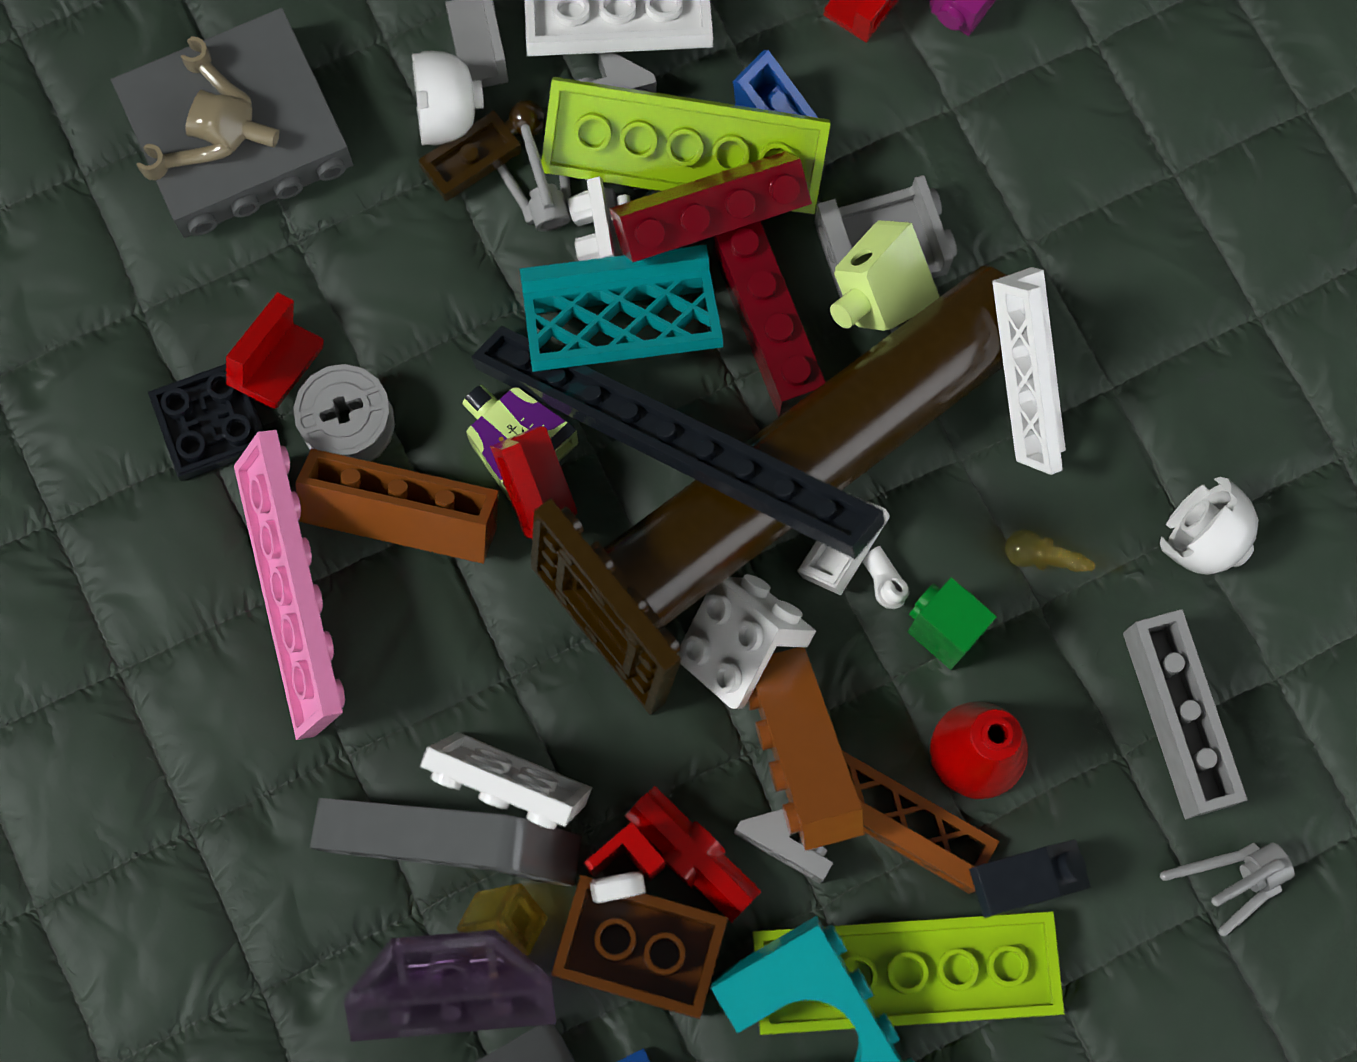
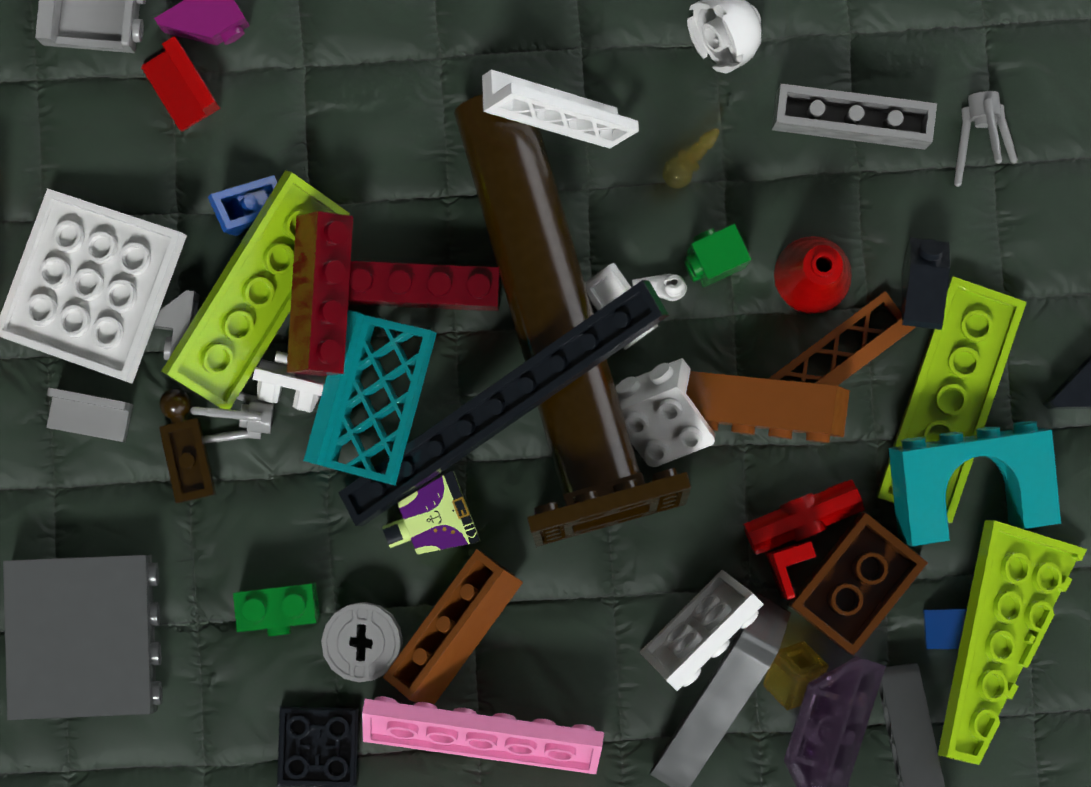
camera: 65 degrees left, 10 degrees up
(219, 119) = (82, 650): dark tan piece -> none
(272, 354) = (291, 677): red panel -> none
(345, 309) = (276, 608): none -> green brick
(444, 96) = (135, 462): white cylinder -> none
(531, 475) = (481, 519): red panel -> none
(617, 887) = (814, 583): white tile -> none
(772, 836) = (813, 454): light grey slope -> none
(845, 226) = (394, 168): light grey panel -> none
(883, 279) = (435, 188): yellowish green torso -> none

